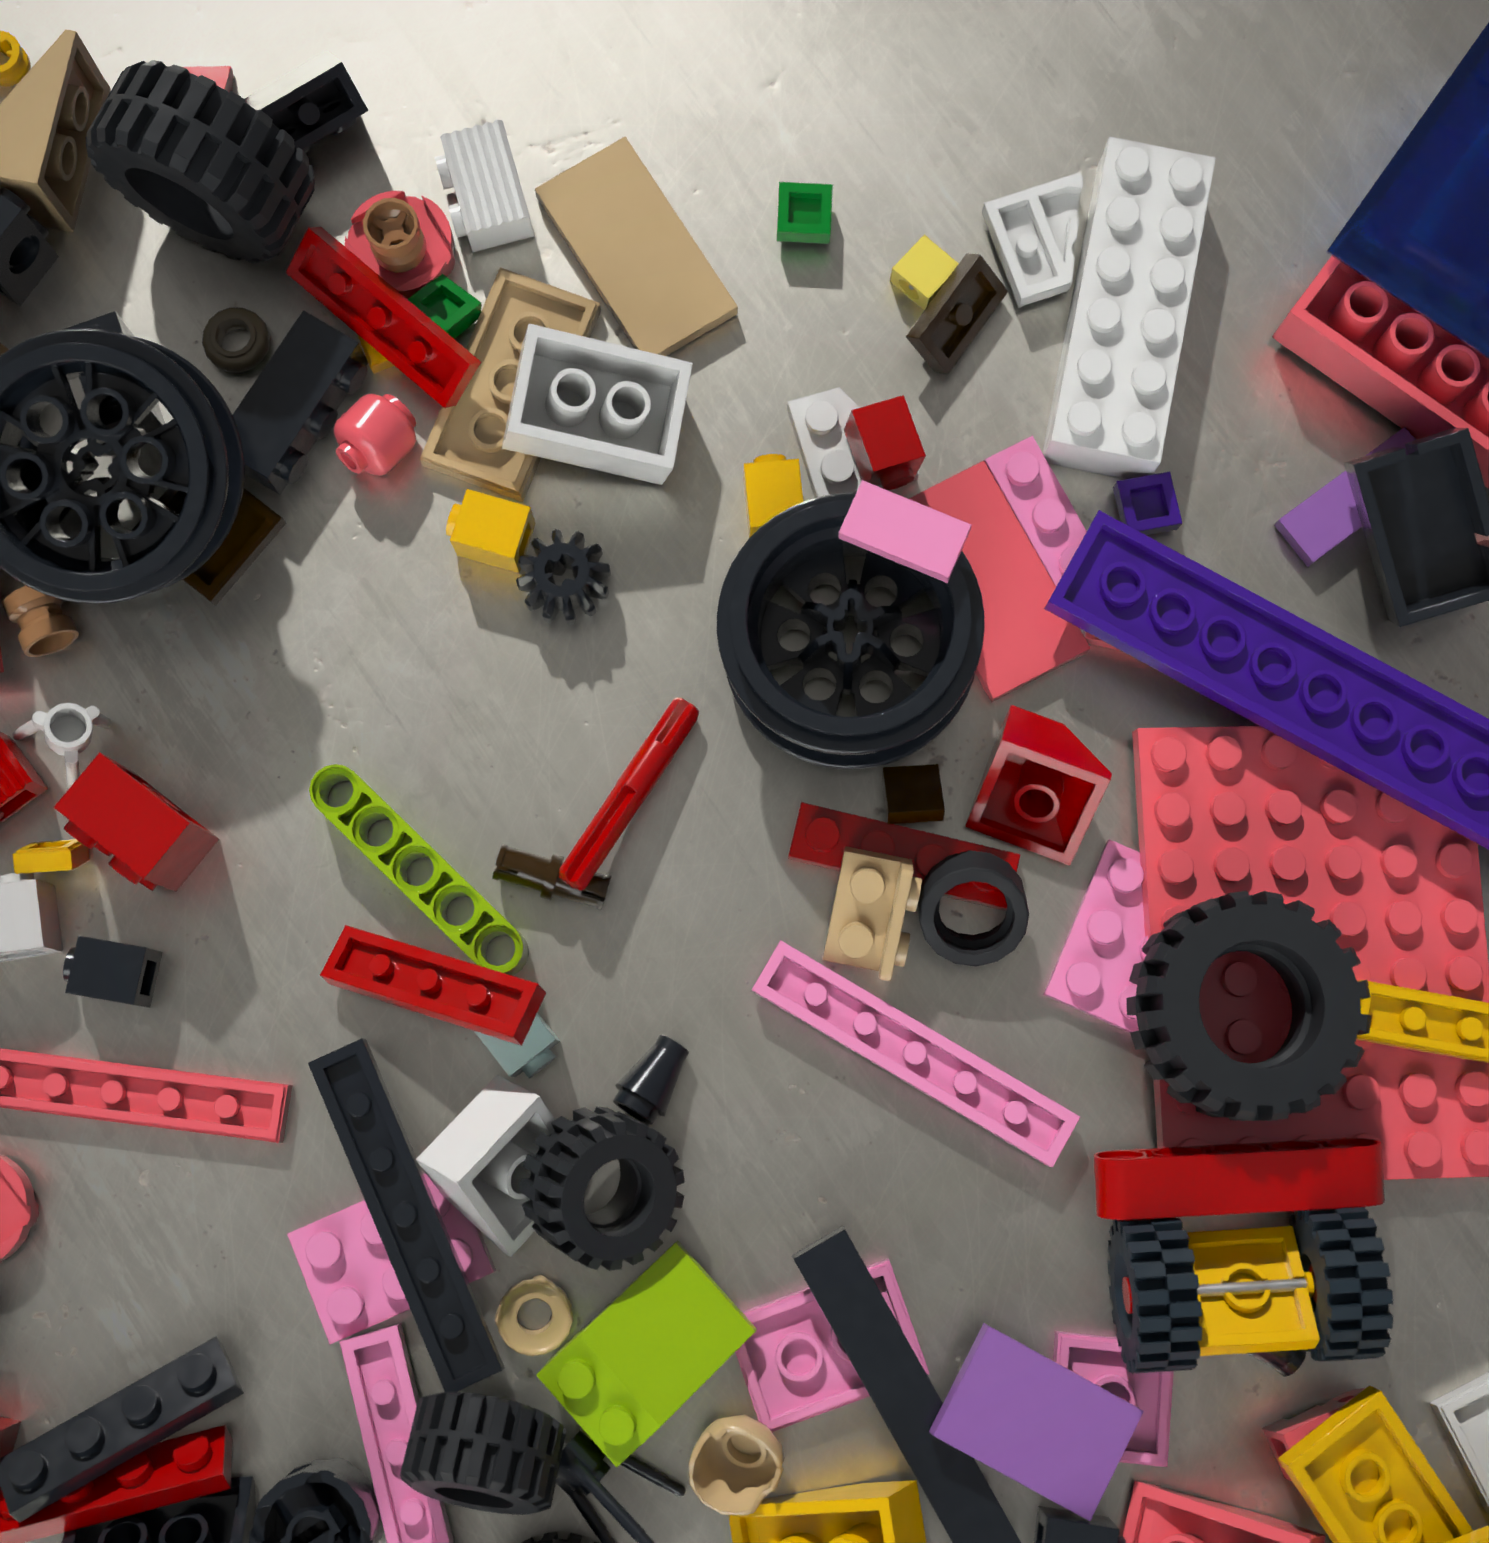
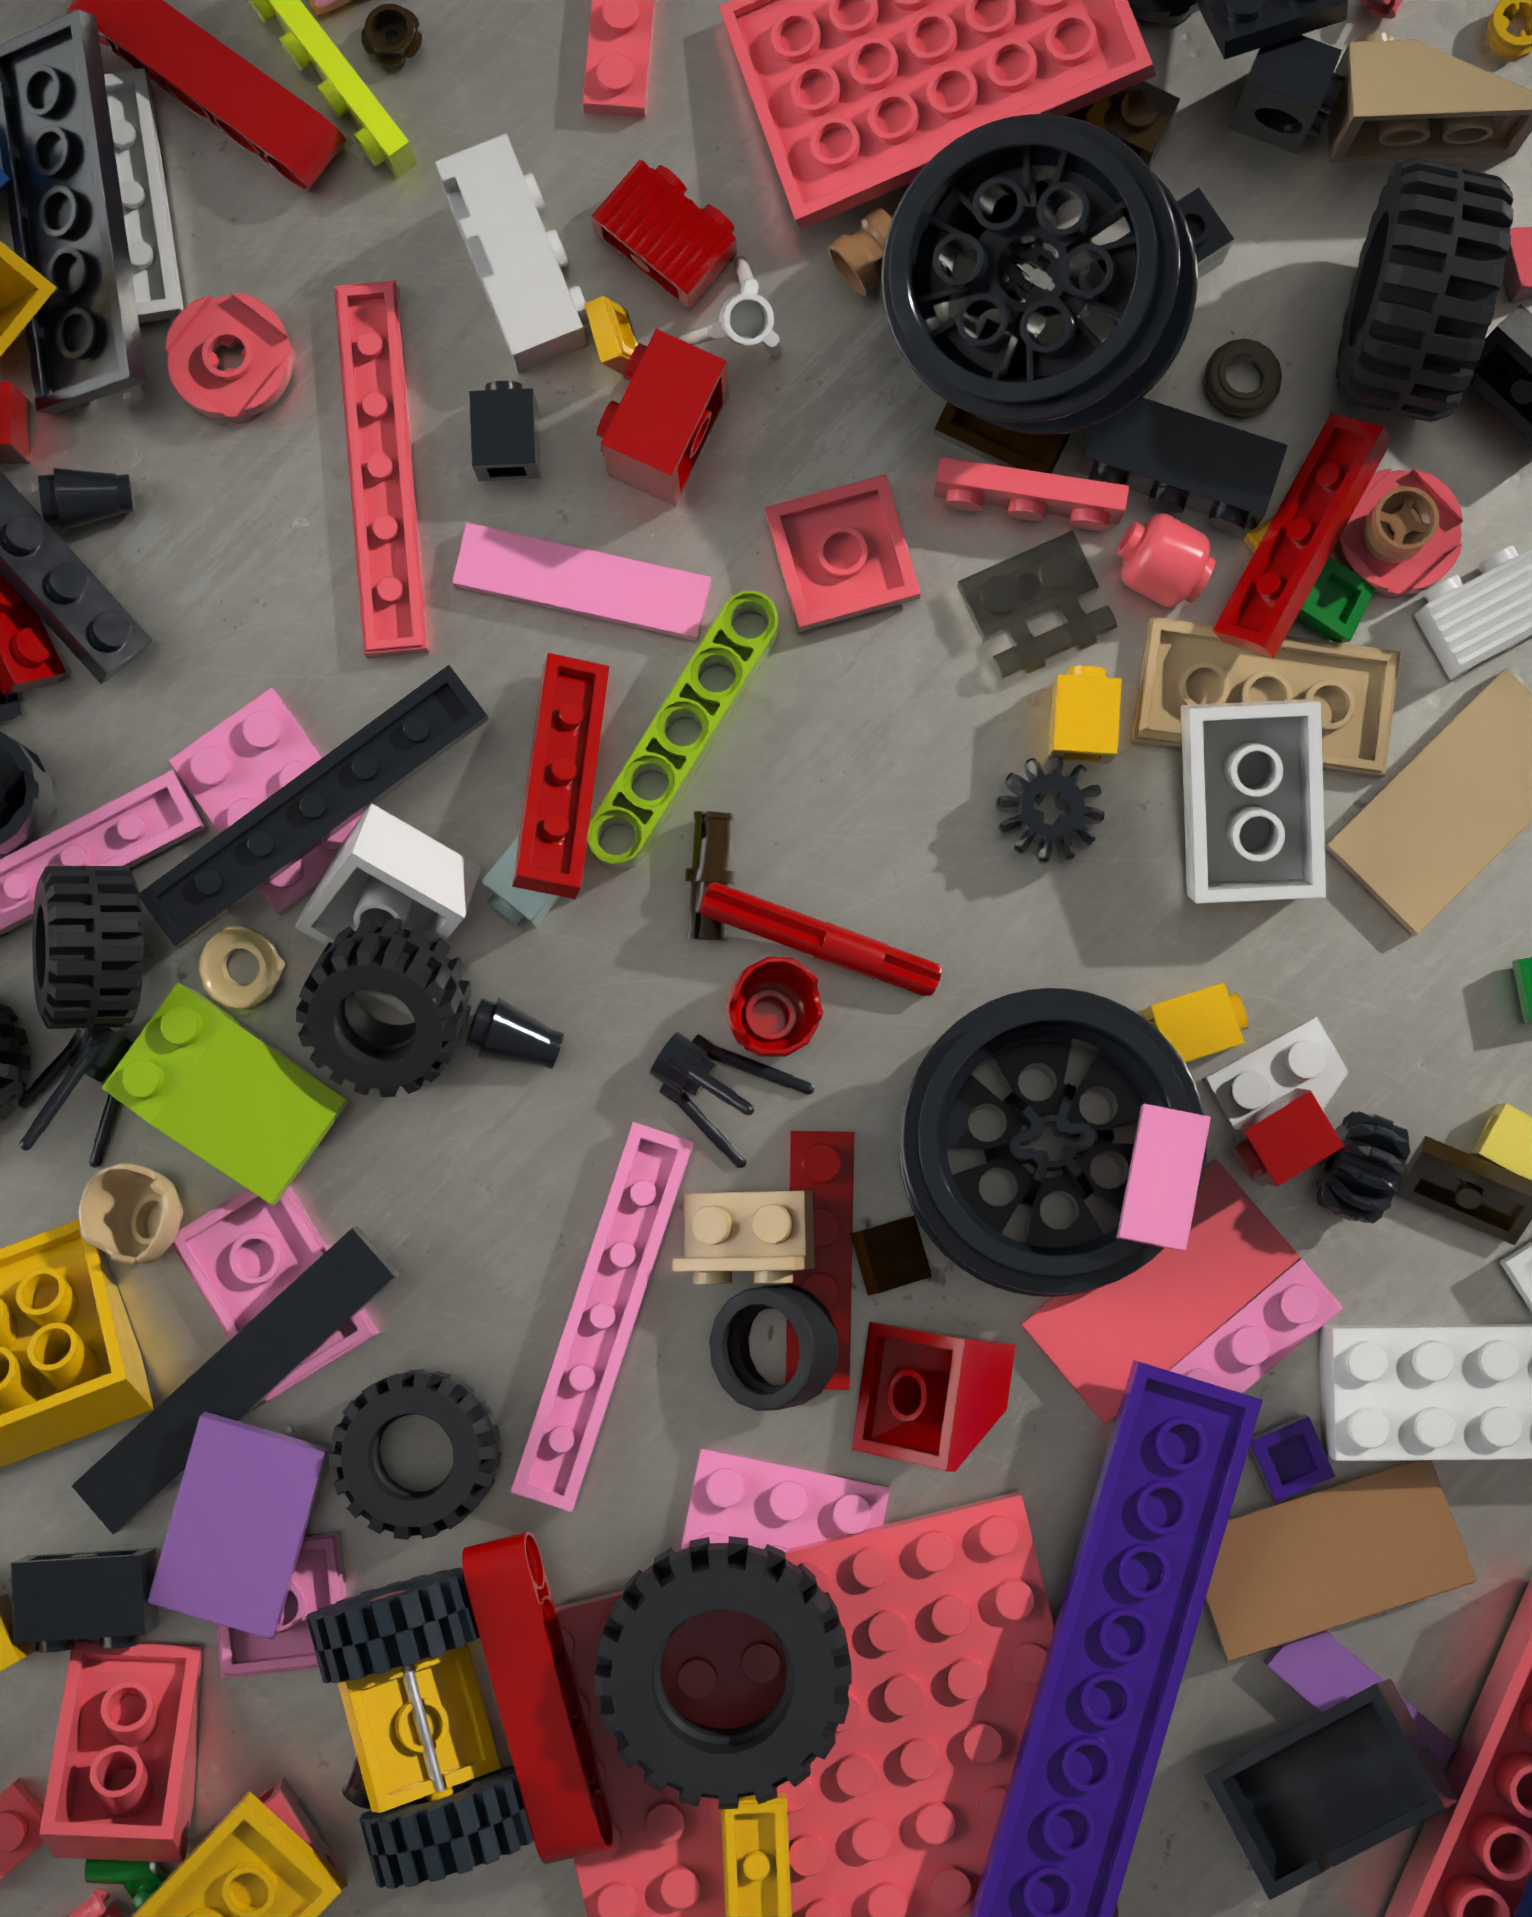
camera: 85 degrees right, 5 degrees up
(66, 1374) = (83, 497): none -> black cone
(264, 935) = (582, 581): none -> bright pink tile
(287, 533) = (1030, 493): none -> coral plate
(297, 702) = (842, 553): none -> coral plate
(369, 555) = (1029, 587): none -> clear smoke plate
(679, 845) = (774, 1007): none -> red hair
(714, 933) = (686, 1068): none -> black plant
(929, 385) = (1366, 1171): none -> black gear
(1053, 1253) = (373, 1490): none -> black tyre
(1238, 486) = (1334, 1559): none -> medium nougat tile

